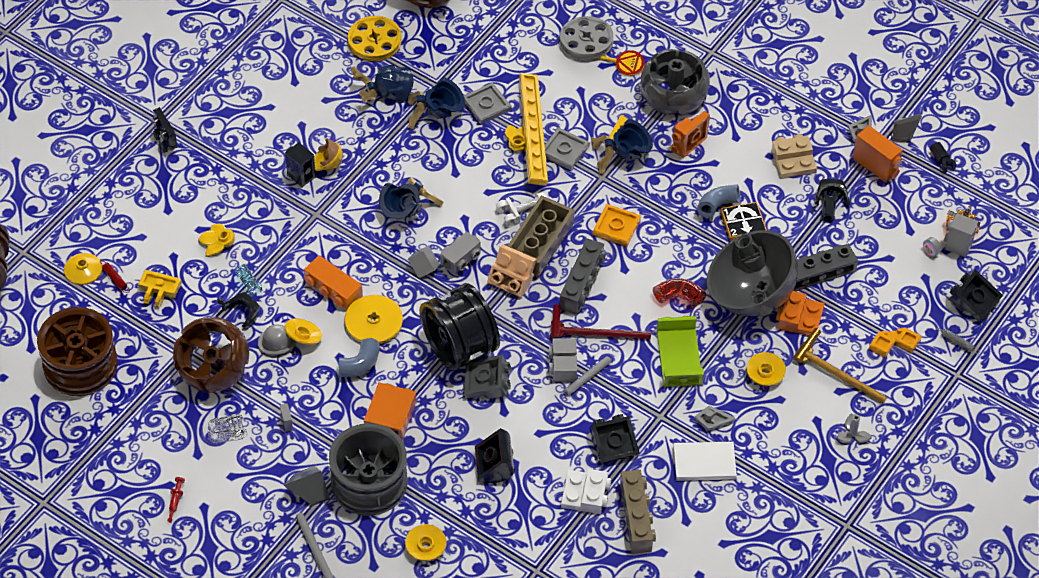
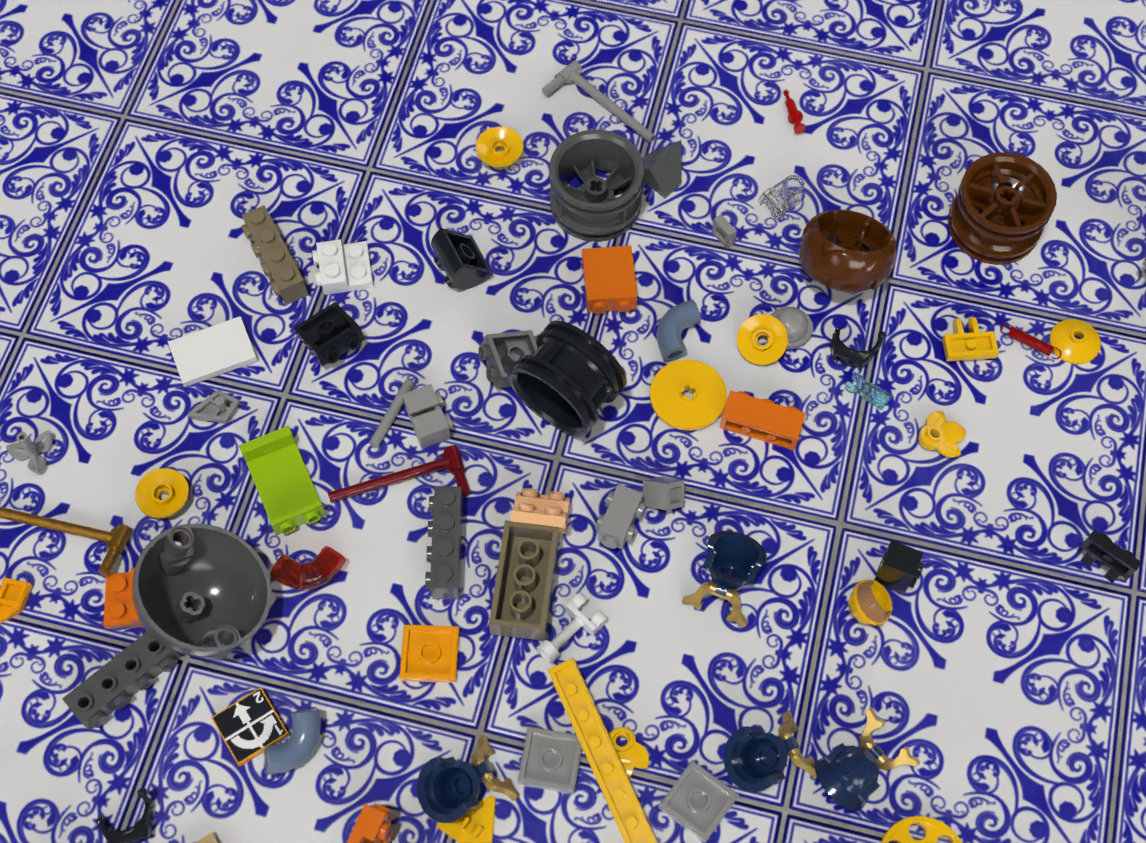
camera: 160 degrees right, 10 degrees up
(829, 206) = (127, 799): black bar -> none

